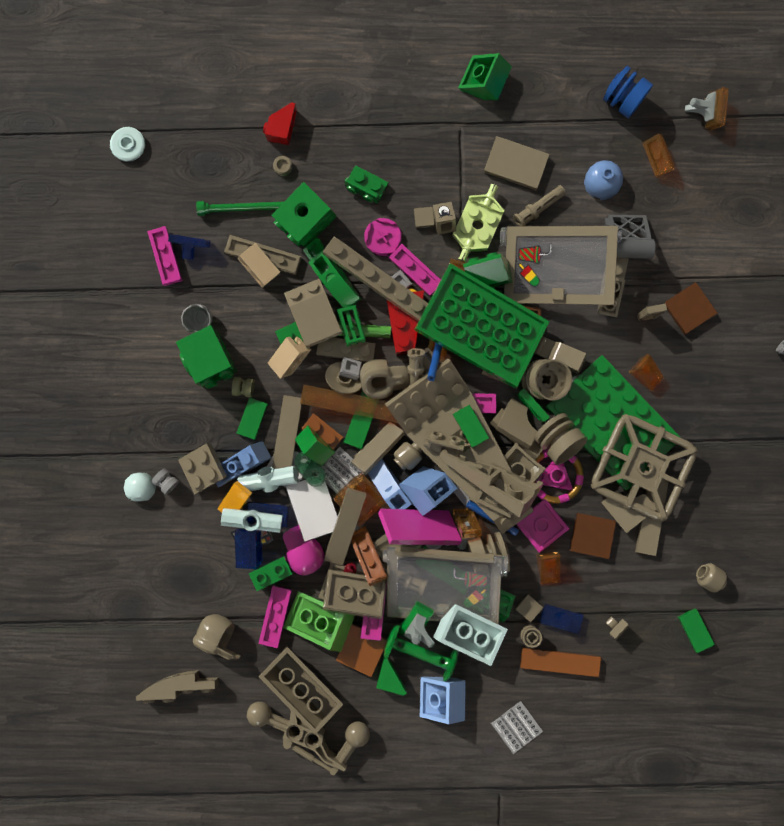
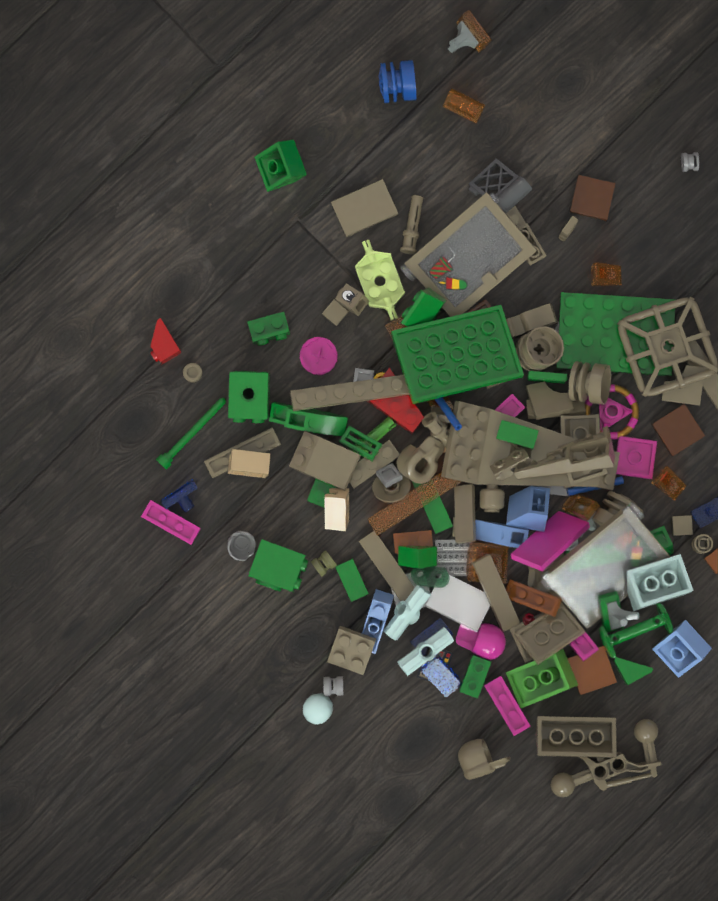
camera: 45 degrees left, 0 degrees up
(127, 144) = (59, 465): light aqua wheel -> none
(170, 687) = (479, 829): dark tan slope -> none
(235, 497) = (397, 648): light orange tile -> none
(415, 269) = (367, 358): dark pink plate -> none
(603, 179) = (440, 161): medium blue cylinder -> none

